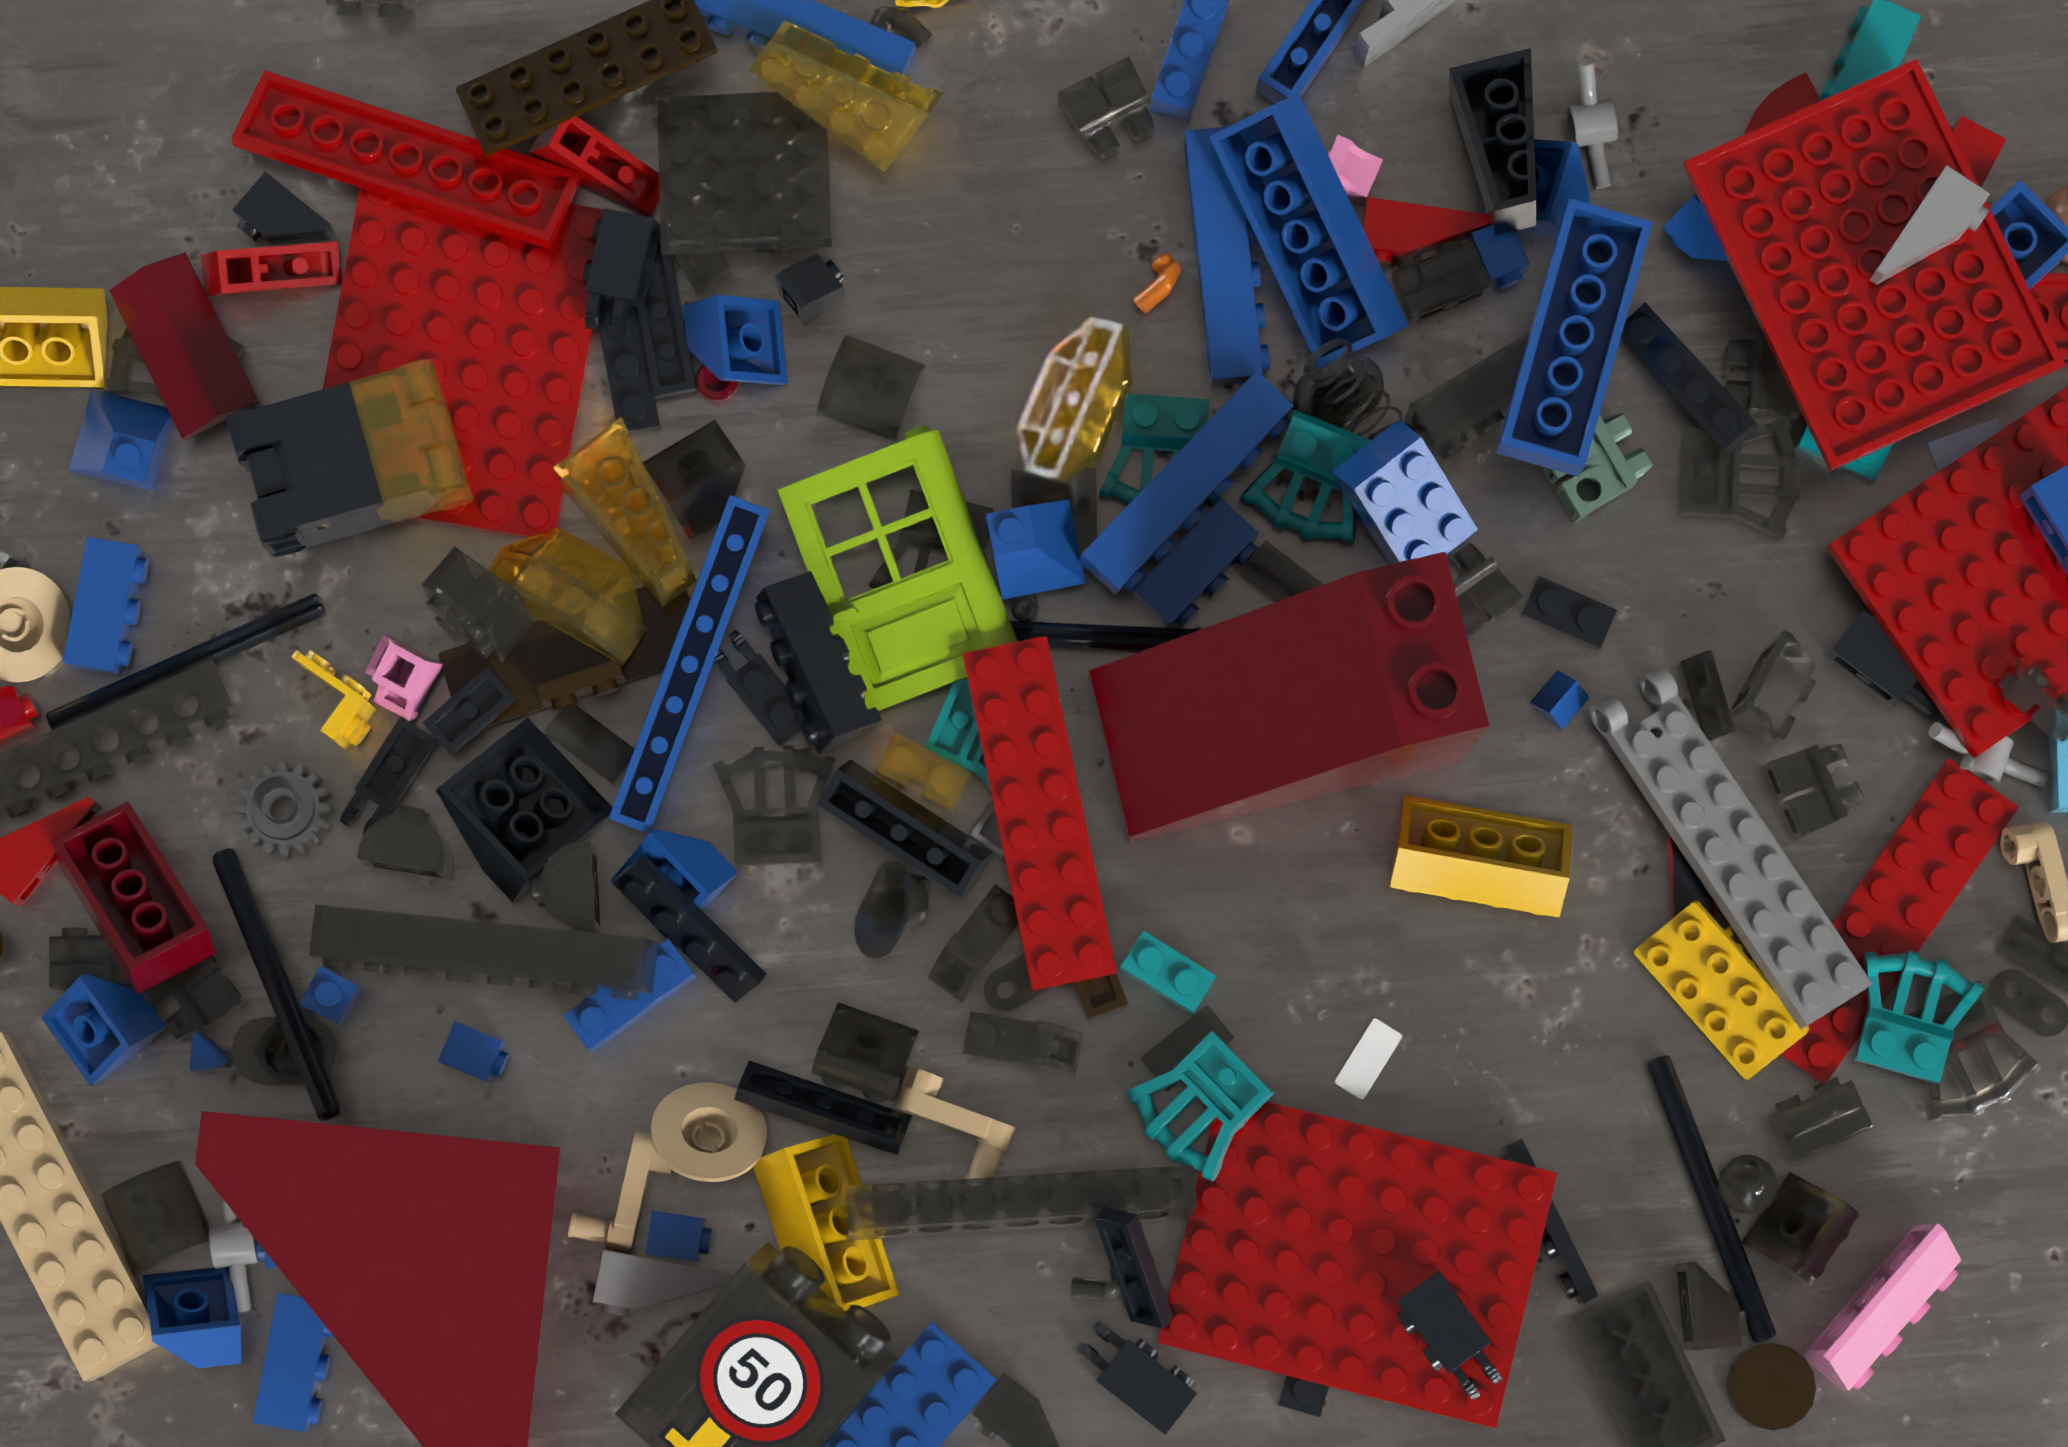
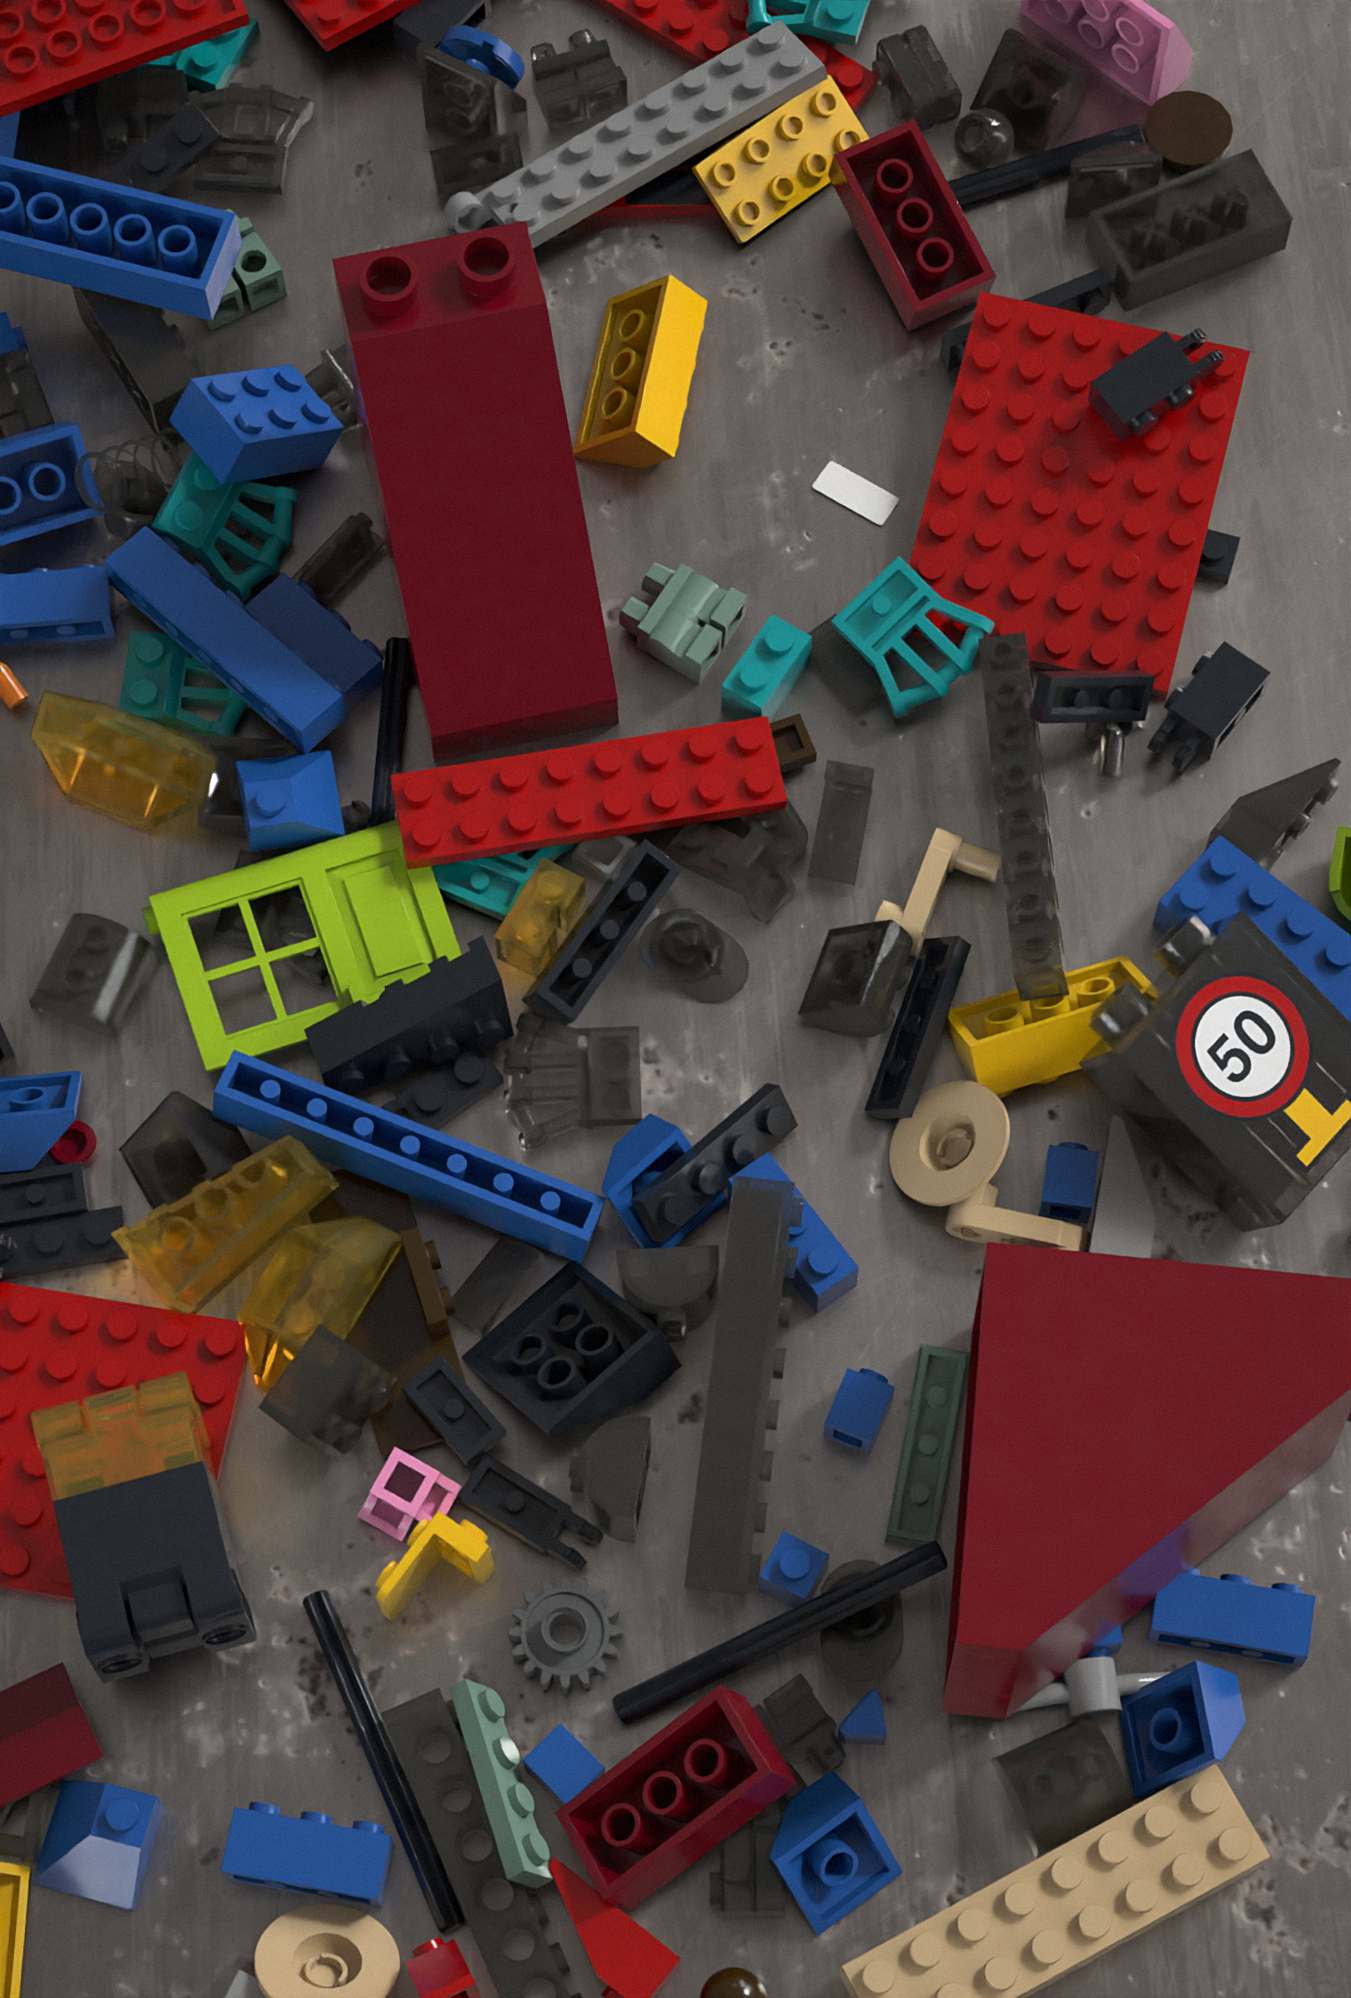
camera: 85 degrees left, 15 degrees down
(155, 757) = (501, 1785): none -> sand green plate
(171, 811) = (562, 1765): none -> blue brick
(445, 1111) = (927, 1446): none -> sand green tile
(1230, 895) = (686, 619): none -> sand green hips
(1637, 1109) = (911, 224): none -> dark red brick
(1821, 696) = (484, 53): none -> blue tile

